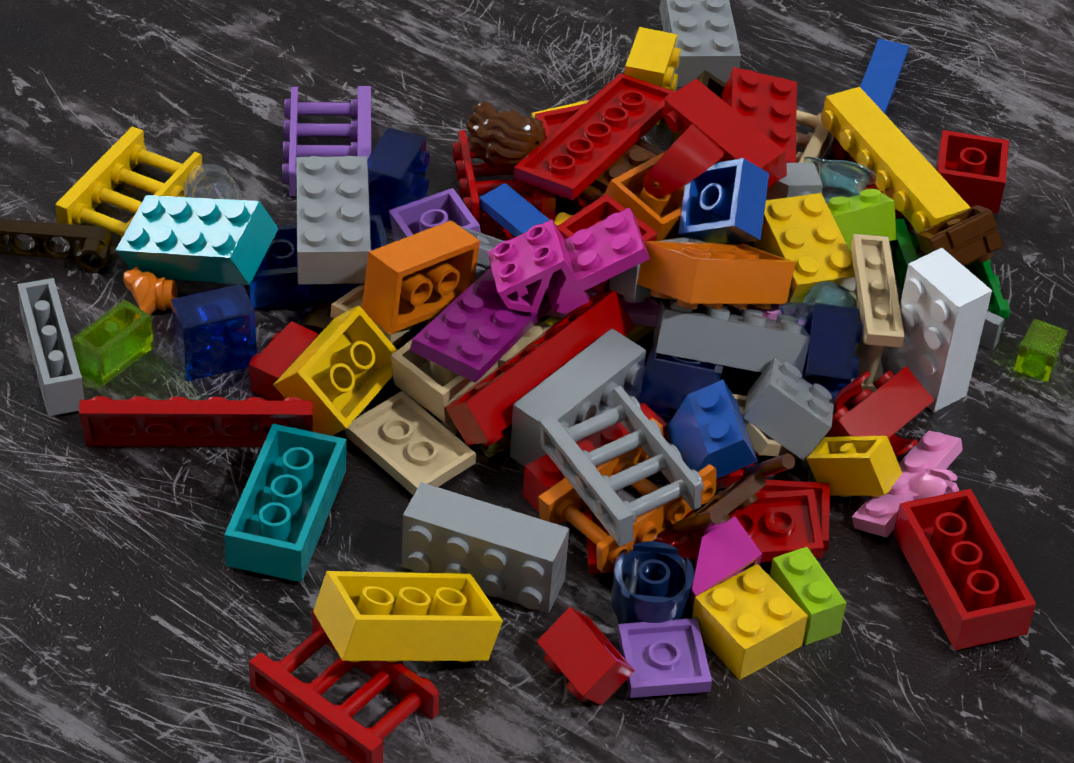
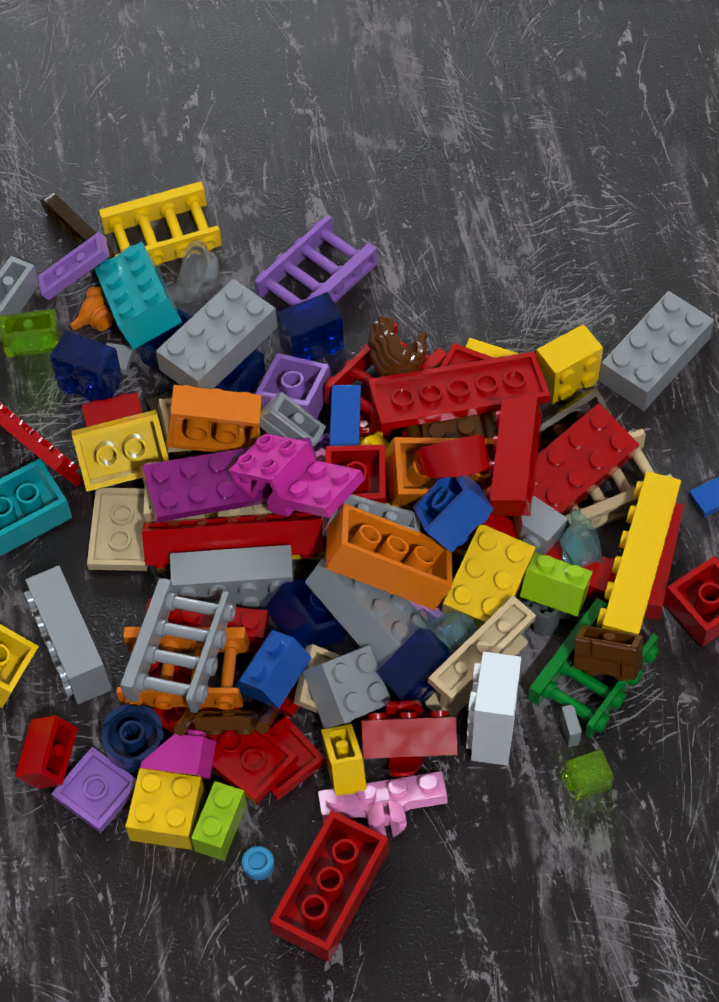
camera: 50 degrees right, 15 degrees up
(91, 260) = (73, 266): none -> medium lavender plate
(872, 609) = (258, 863): none -> dark azure tile

